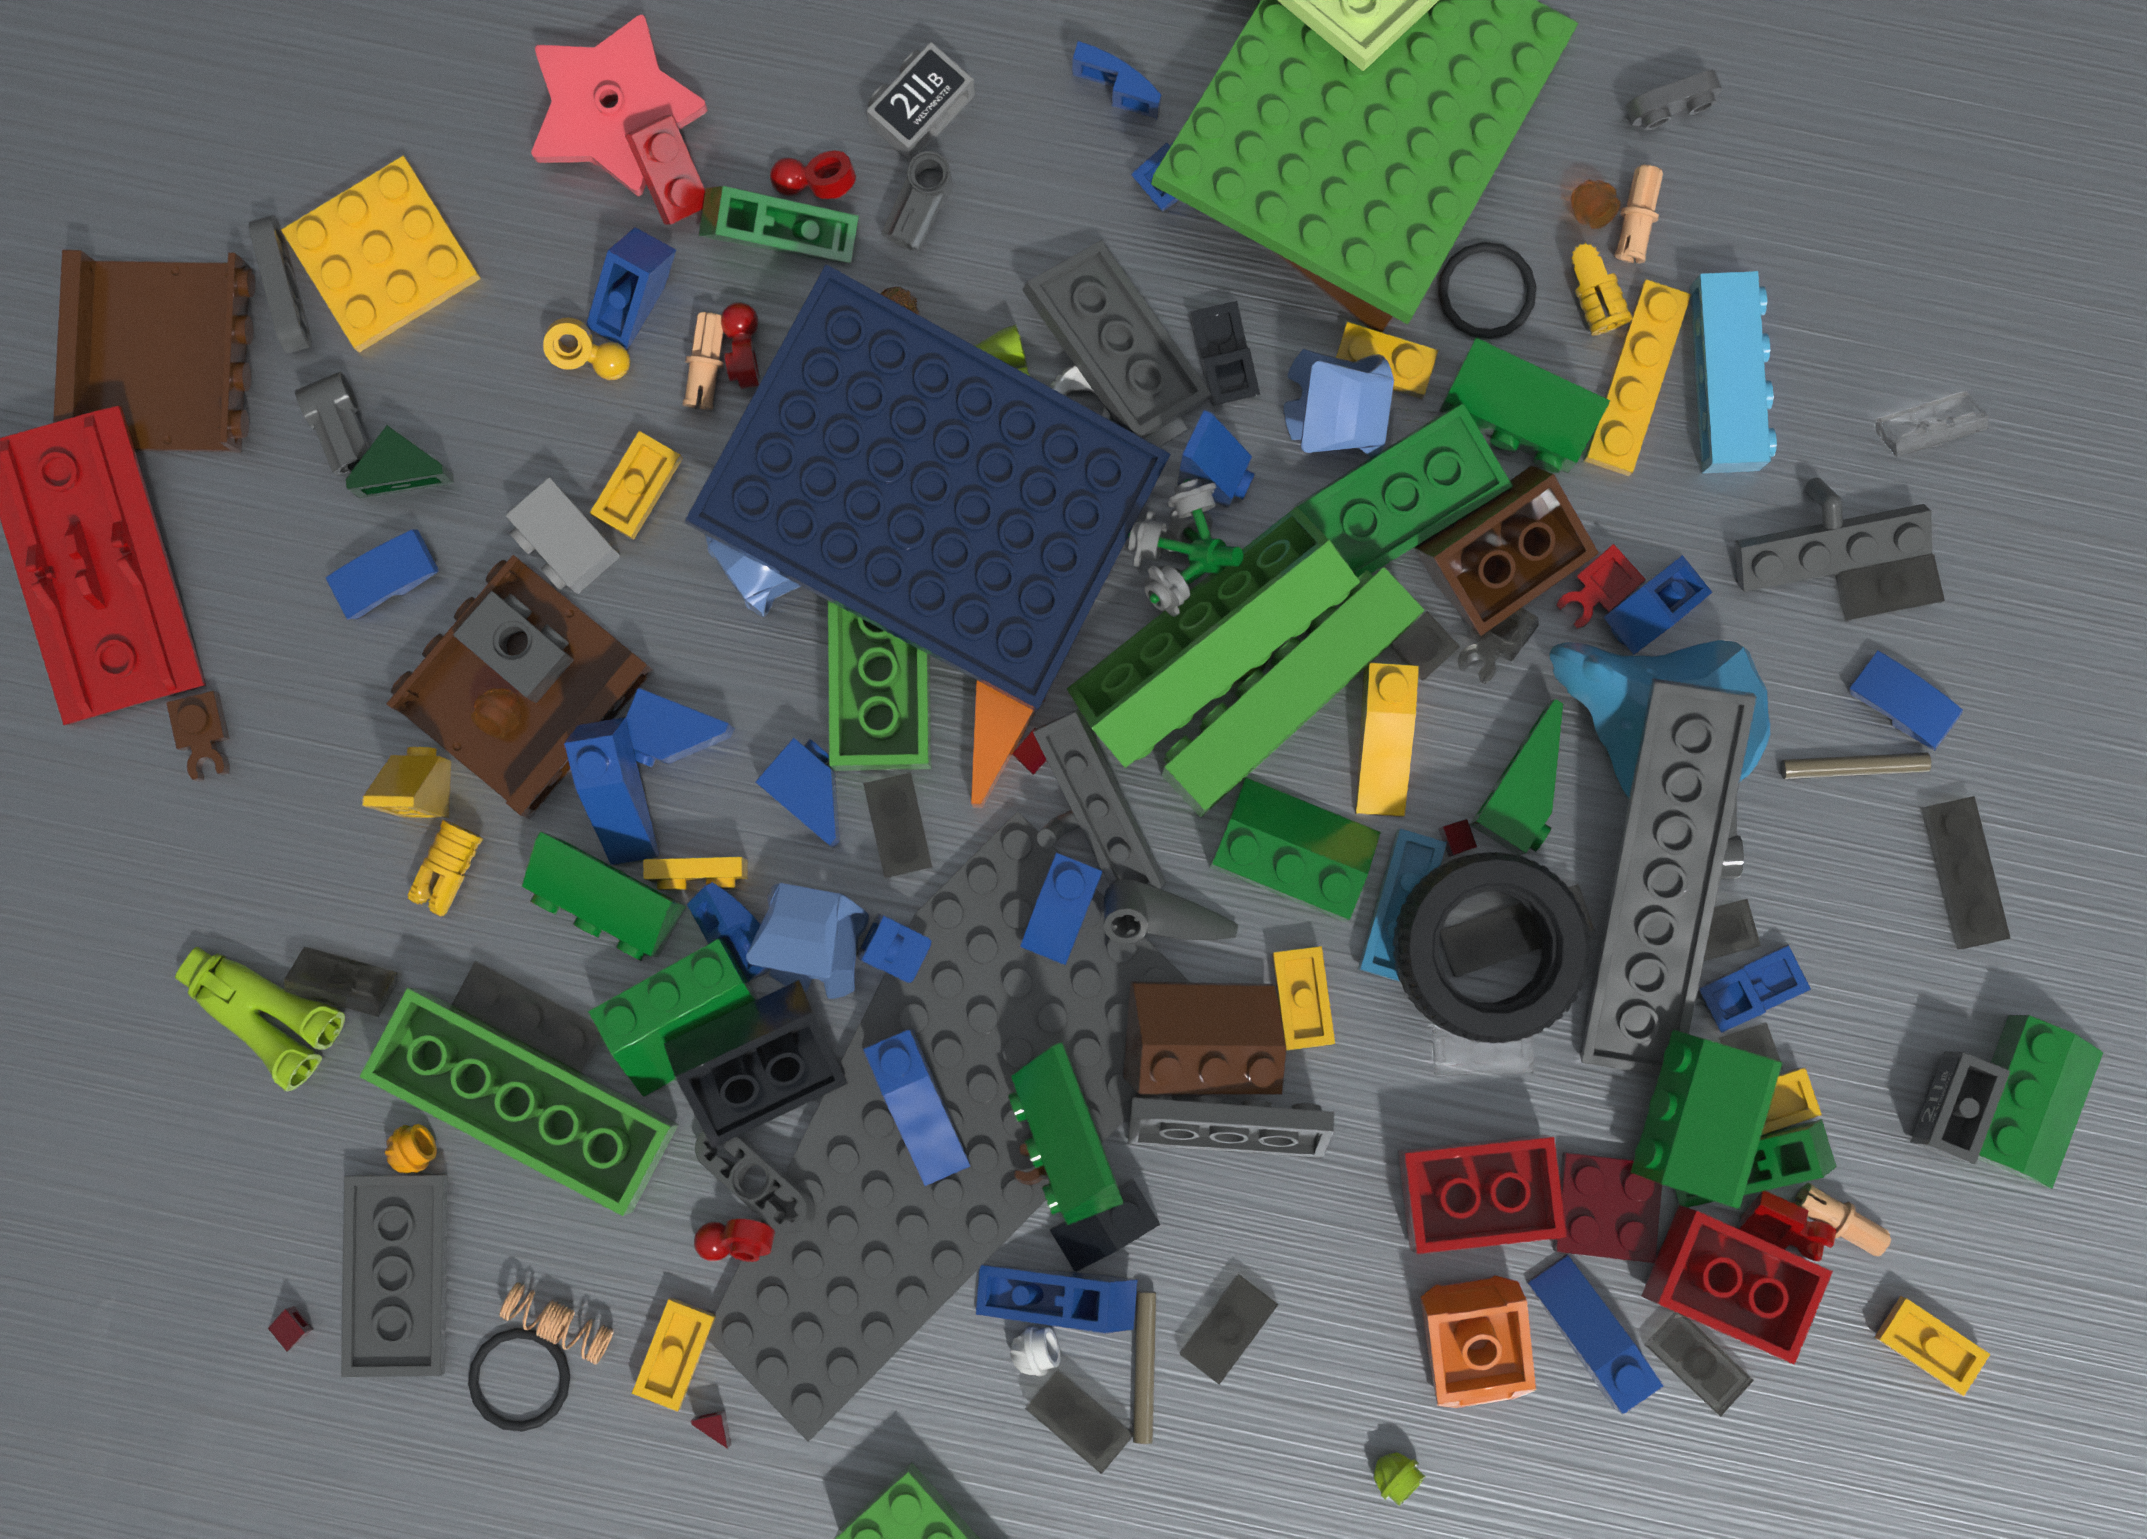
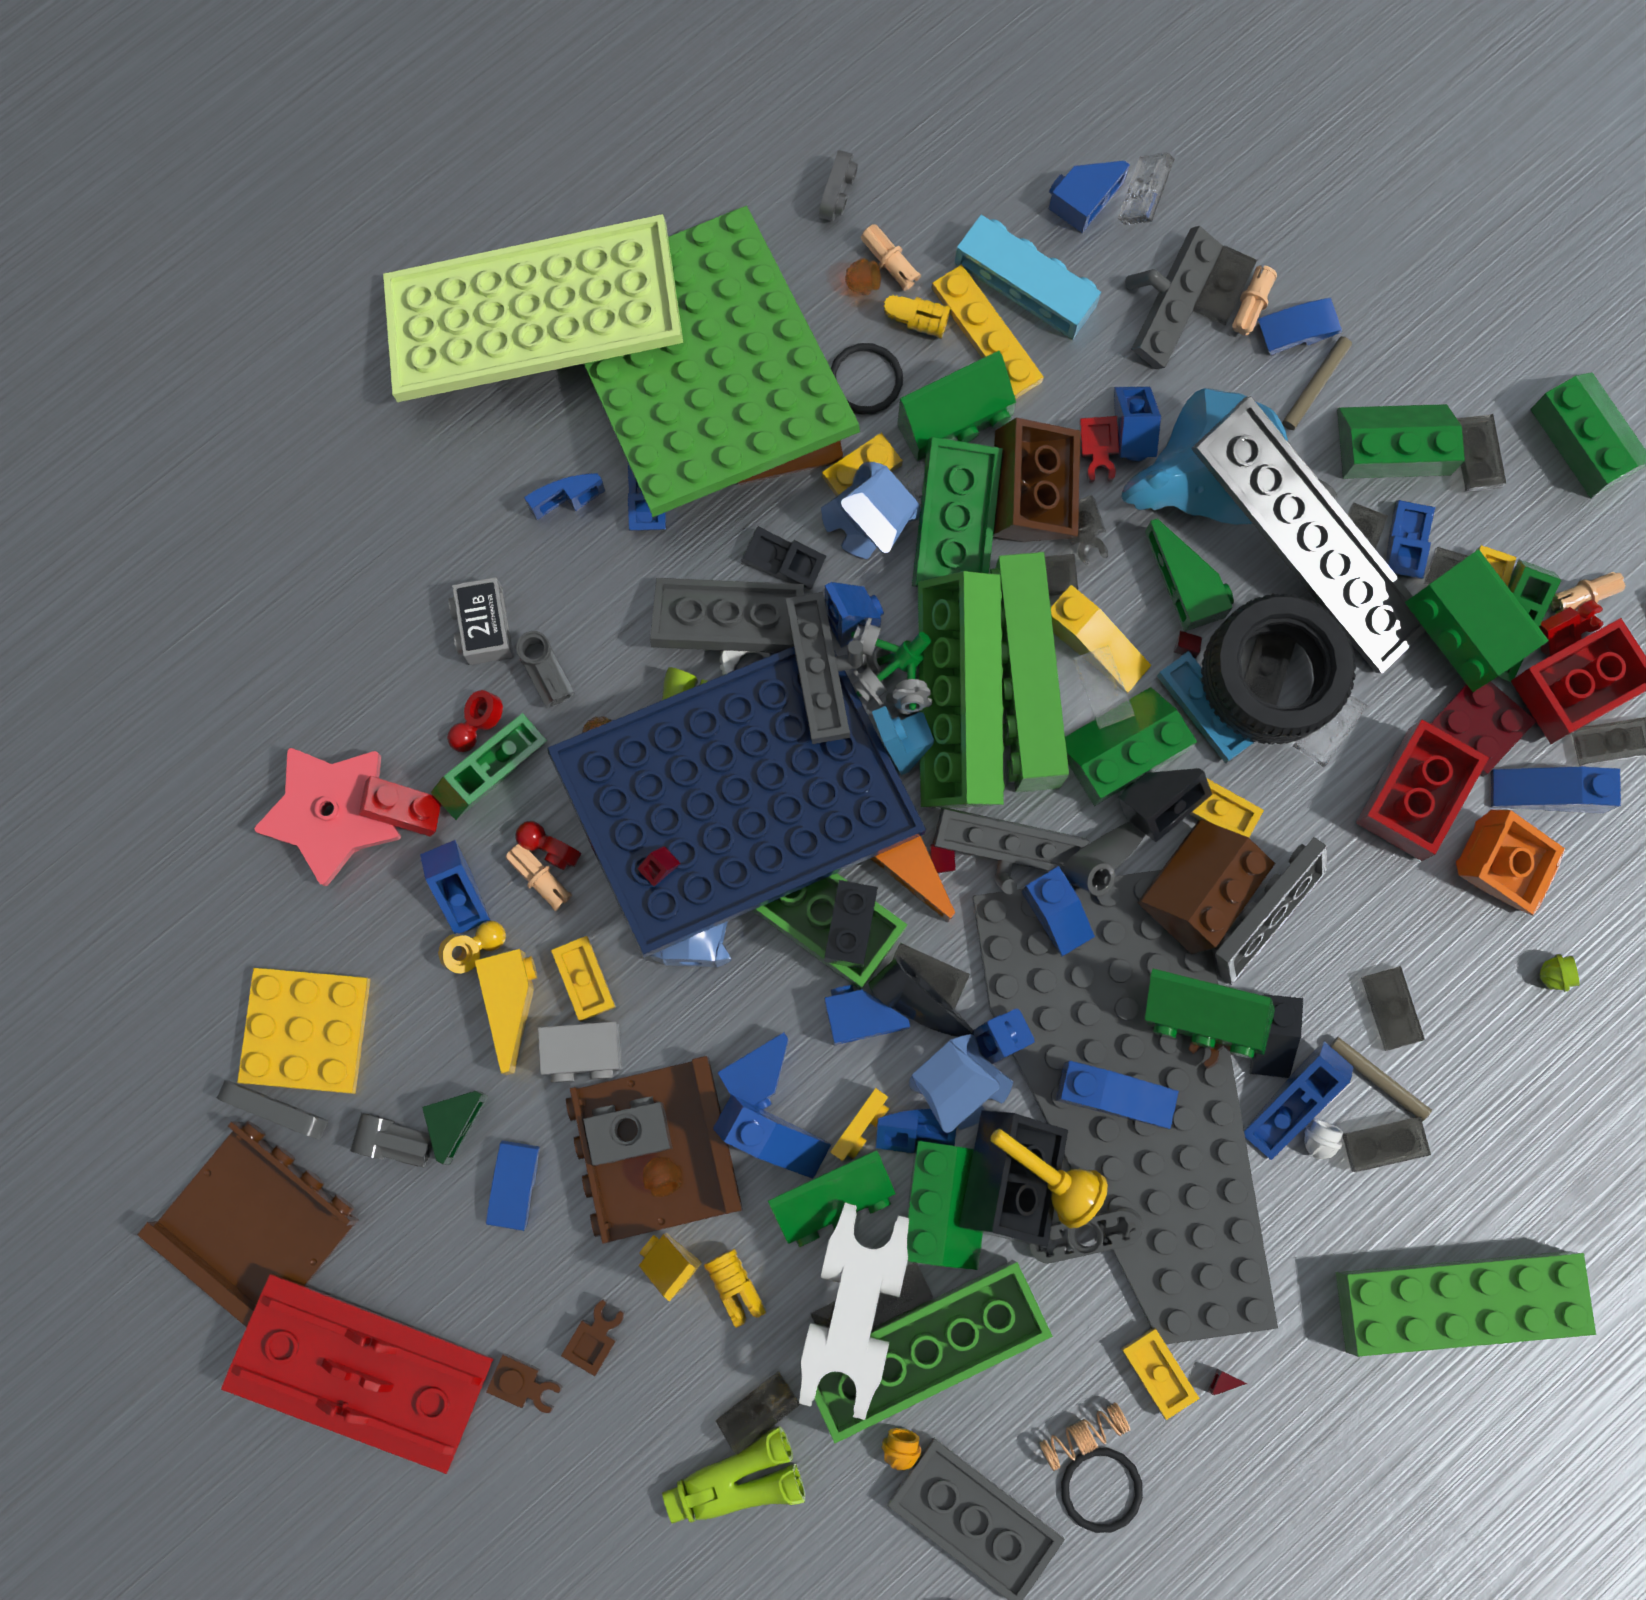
camera: 55 degrees left, 5 degrees down
(288, 768) = (591, 1342): none -> reddish brown plate
(462, 1013) = (847, 1341): none -> white piece
(559, 425) = (507, 998): none -> yellow slope
(740, 1237) = (1121, 1269): red plate -> none
(783, 1135) = (1075, 1193): none -> yellow piece
(788, 466) = (658, 865): none -> dark red piece
(865, 830) = (911, 994): none -> black piece
(878, 705) = (850, 924): none -> black brick
(1116, 614) = (904, 739): none -> dark azure slope
(1124, 473) = (819, 667): none -> dark grey plate
(1262, 931) = (1164, 799): none -> black slope
(1335, 781) = (1103, 687): none -> clear plate
(1857, 898) = (1399, 441): none -> green slope
(1877, 364) = (1086, 191): none -> blue slope
(1896, 630) = (1254, 300): none -> light nougat axle
(1911, 994) = (1483, 459): none -> clear smoke plate
(1960, 1106) = (1570, 473): dark grey brick -> none
(1966, 873) = (1428, 369): clear smoke plate -> none

